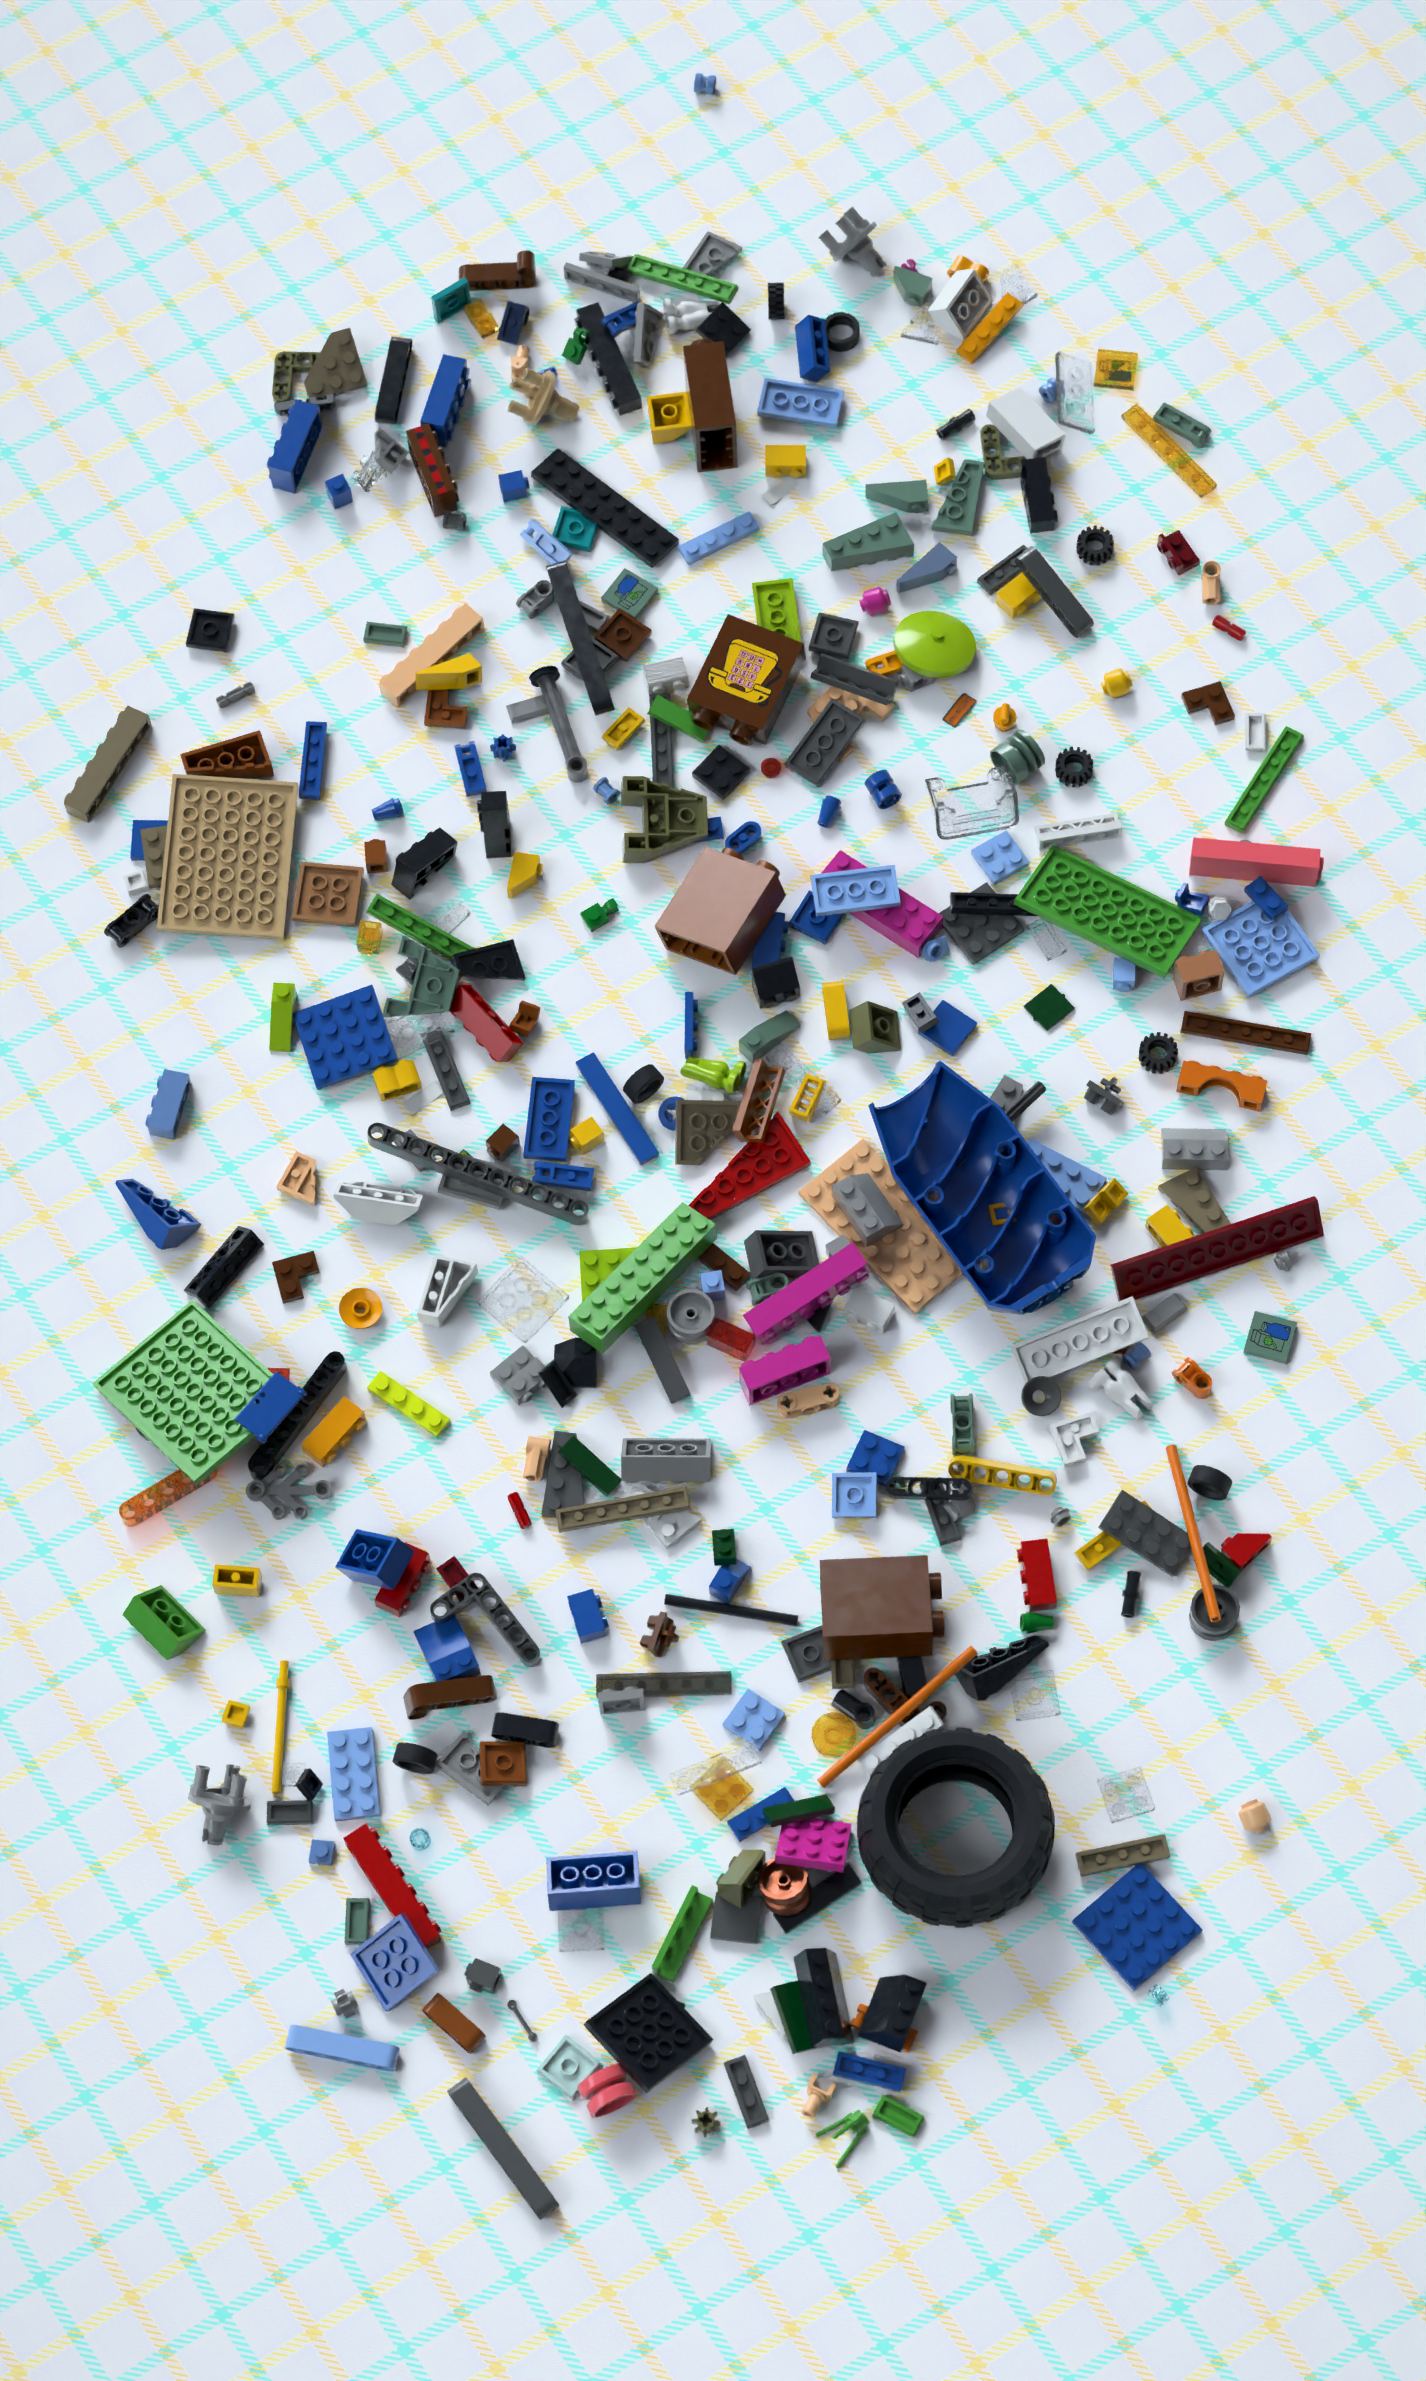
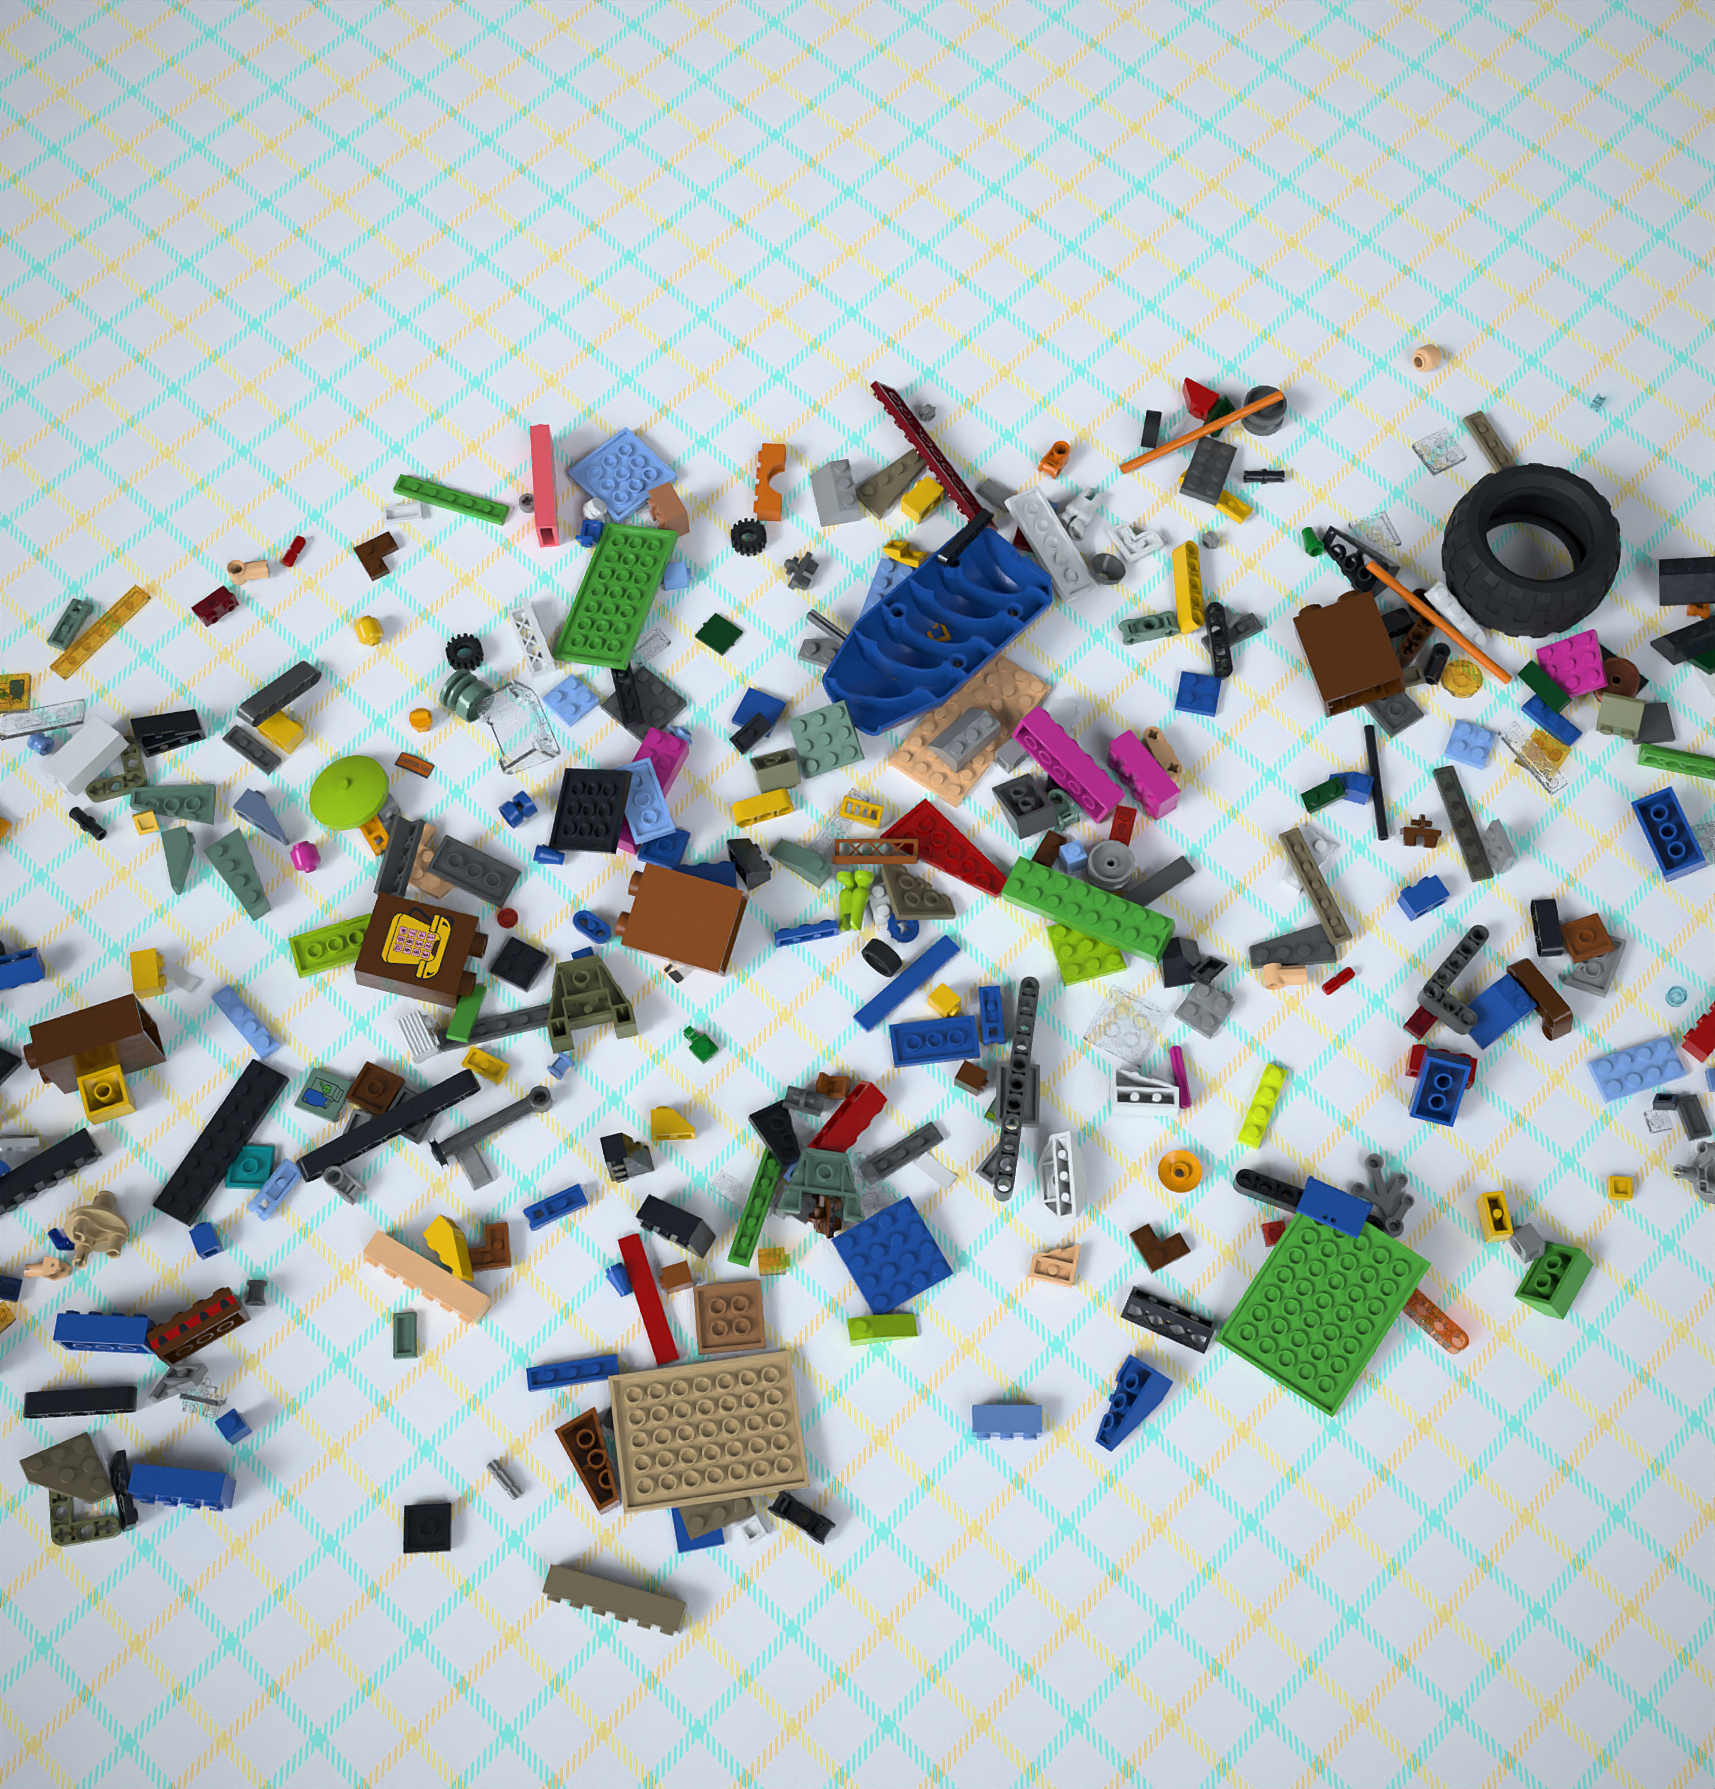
camera: 105 degrees left, 0 degrees up
(204, 1605) = (1527, 1243): none -> light grey brick
(282, 1684) = (1576, 1153): yellow bar -> none
(334, 1432) = (1307, 1161): light orange brick -> none
(364, 831) = (648, 1299): none -> red tile
(396, 983) = (824, 1215): none -> reddish brown hips
(396, 1080) = (926, 1195): yellow brick -> none
(415, 1758) = (1611, 1011): black tyre -> none
(457, 1335) = (1180, 1076): none -> dark pink axle
(503, 747) = (527, 1172): blue gear -> none
(515, 990) = (804, 1101): none -> dark grey hips
(575, 347) = (25, 1212): green plate -> none
(589, 1466) = (1279, 926): dark green tile -> none
(666, 1460) = (1252, 862): light grey slope -> none
(800, 403) = (73, 972): light blue plate -> none
(833, 635) = (349, 889): dark grey plate -> none
(854, 1495) = (1241, 700): light blue plate -> none
(857, 844) = (590, 810): none -> black plate
(892, 1074) = (826, 739): none -> sand green plate
(1037, 1575) = (1269, 546): red brick -> none
(1077, 1230) = (965, 537): none -> black beam
(1095, 535) = (211, 667): black tyre -> none
(1137, 1926) = (1545, 427): blue plate -> none
(1245, 1033) = (712, 476): reddish brown tile -> none
(1265, 898) = (578, 473): blue plate -> none
(1270, 1337) = (999, 413): sand green tile -> none

